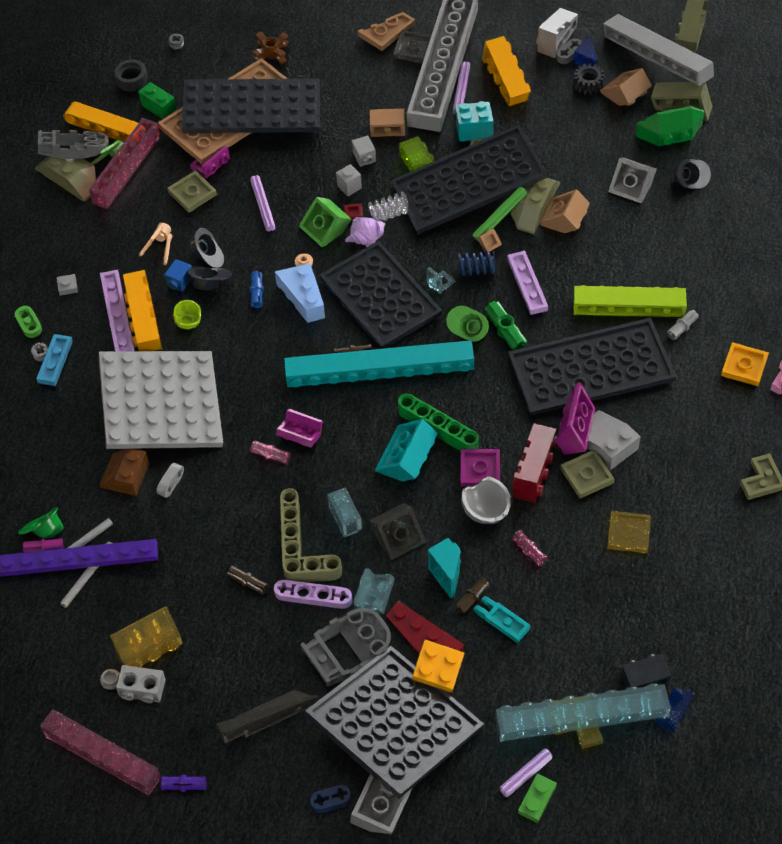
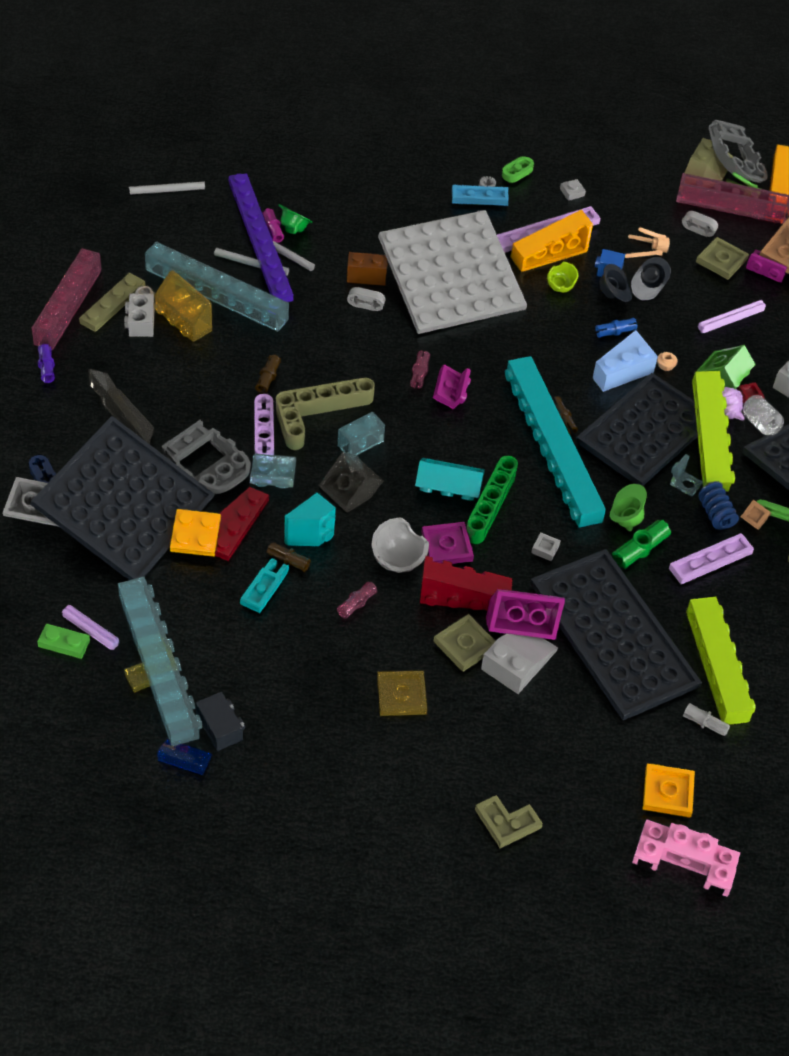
camera: 70 degrees right, 5 degrees down
(110, 711) = (111, 302): none -> olive plate
(118, 609) = (219, 286): none -> clear light blue brick
(145, 197) = (700, 223): none -> light grey beam
(403, 245) = (711, 428): none -> lime brick
(495, 395) = (546, 546): none -> light grey plate

